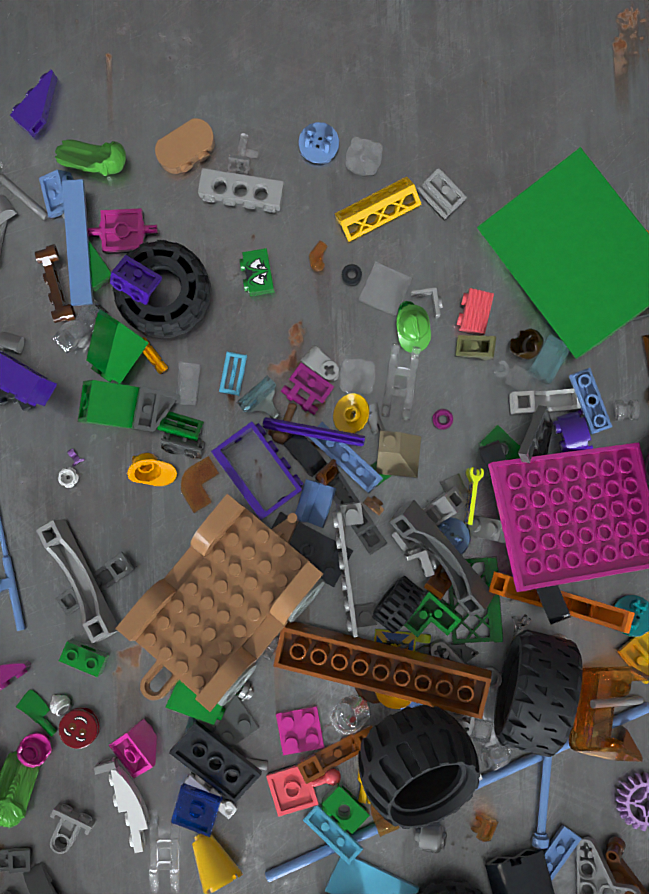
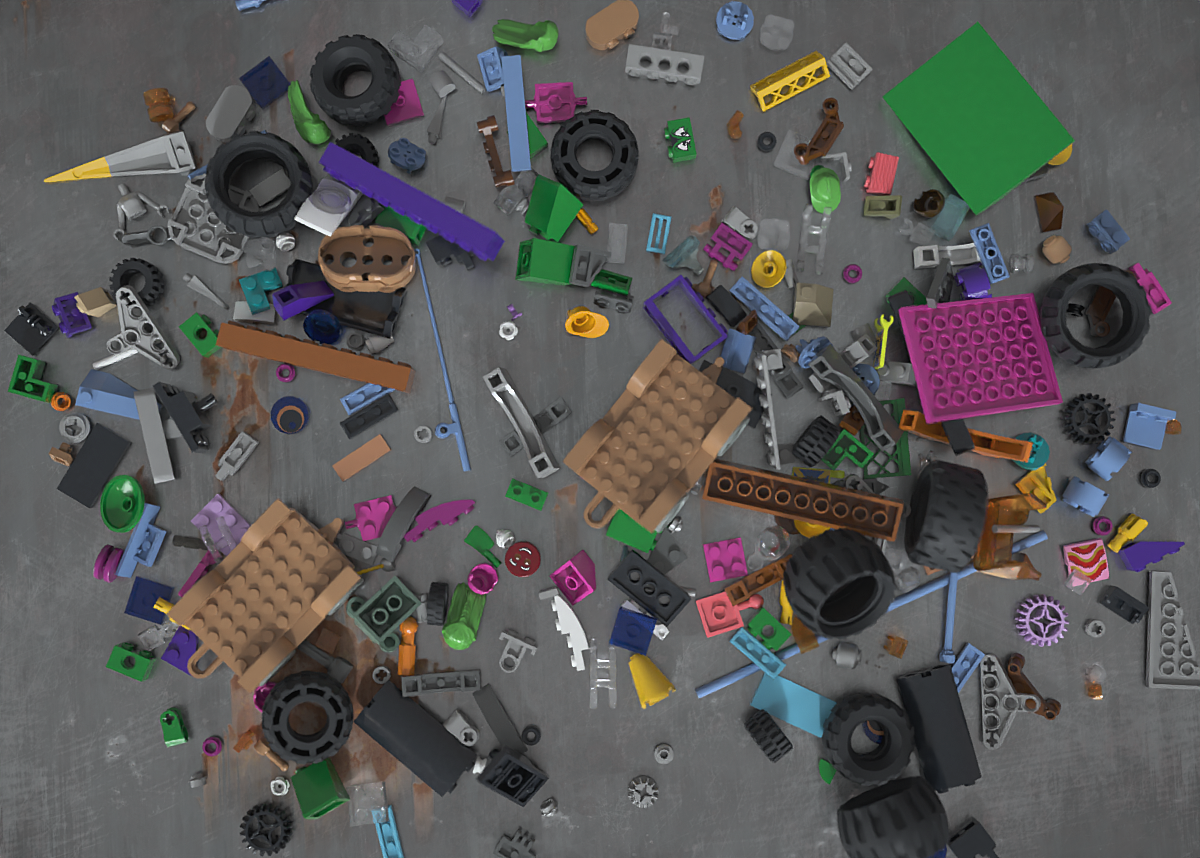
camera: 10 degrees left, 0 degrees up
(134, 279) = (573, 145): dark purple bracket -> none
(192, 483) = (623, 334): clear orange plate -> none
(313, 431) = (736, 285): dark purple axle -> none
(393, 504) = (809, 350): none -> medium blue plate
(413, 270) = (823, 137): none -> reddish brown plate

